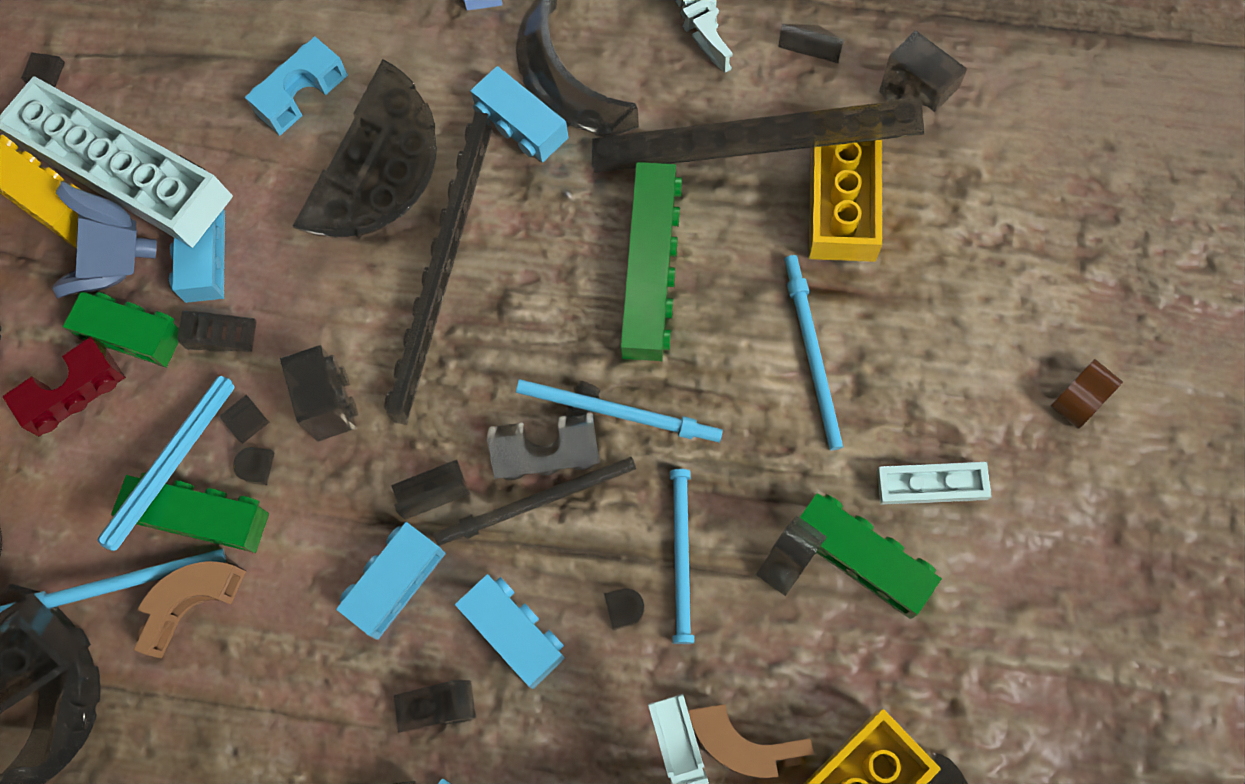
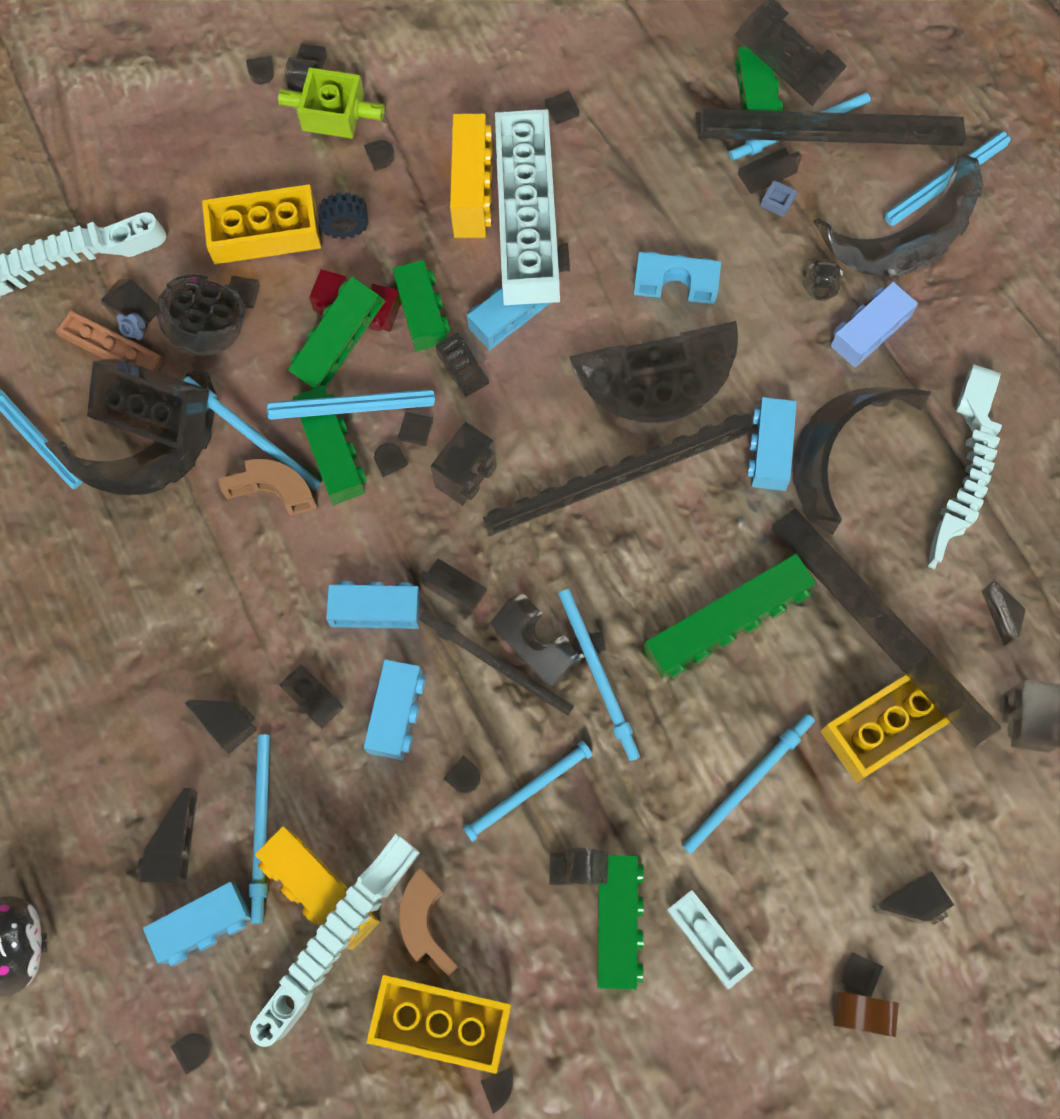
camera: 50 degrees right, 0 degrees up
(83, 425) = (336, 334): none -> green brick
(104, 243) = (465, 248): sand blue torso -> none
(1014, 281) = (917, 901): none -> clear smoke slope
(1047, 375) = (861, 974): none -> clear smoke tile

